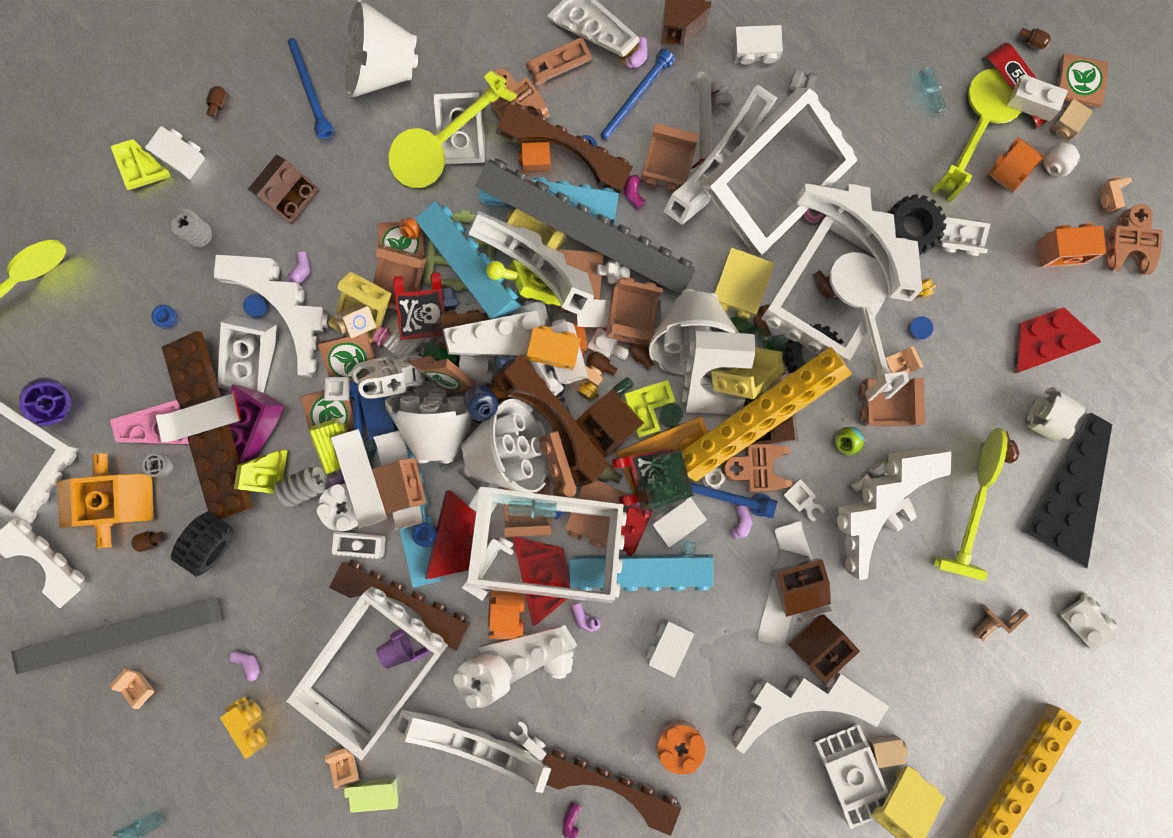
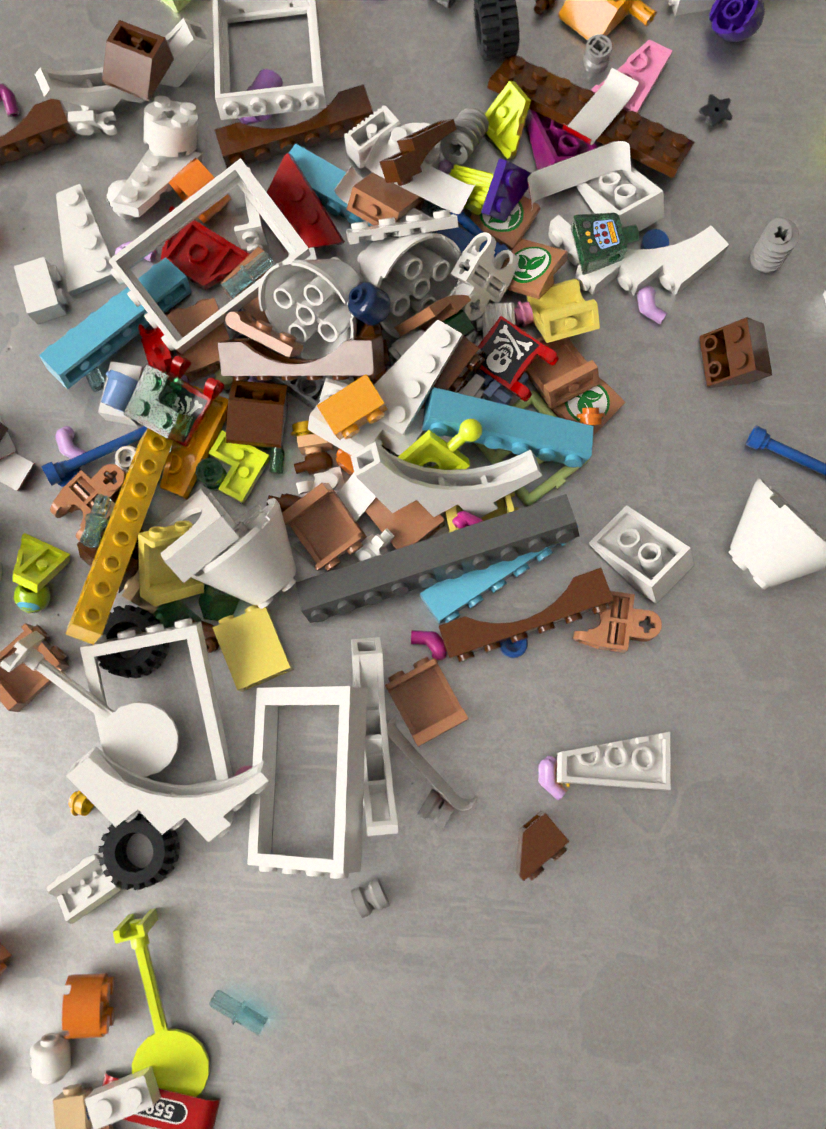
camera: 145 degrees right, 5 degrees down
(131, 356) = (716, 117): none -> black plate
(164, 316) = (719, 168): blue tile -> none
(224, 378) = (579, 169): none -> white sticker
(291, 327) = (601, 240): none -> clear green torso
(314, 419) = (505, 190): none -> dark purple wing
(336, 388) = (515, 235): white tile -> none
(346, 494) = (413, 151): none -> reddish brown slope
(354, 320) = (554, 292): tan brick -> none
(417, 454) = (440, 221): none -> white wing
(418, 155) = (650, 491): neon yellow piece -> none
(424, 534) = (323, 185): blue tile -> none
(466, 740) = (135, 60): none -> reddish brown slope
(535, 157) = (547, 587): orange brick -> none
(545, 234) = (465, 519): none -> dark pink arm
(559, 61) = (615, 700): nougat plate -> none
(614, 656) = (82, 242): none -> white wing
(663, 60) = (521, 791): blue piece -> none
(681, 514) = (118, 390): none -> medium blue piece
(757, 44) = (447, 894): white brick -> none
(770, 441) = (96, 521): none -> clear light blue axle
(801, 497) = (33, 511): white plate -> none
(824, 285) = (181, 719): reddish brown cylinder -> none
(829, 458) = (37, 563): none -> neon yellow wing
(904, 361) = (43, 708): light nougat bracket -> none
(920, 328) = (54, 762): blue tile -> none

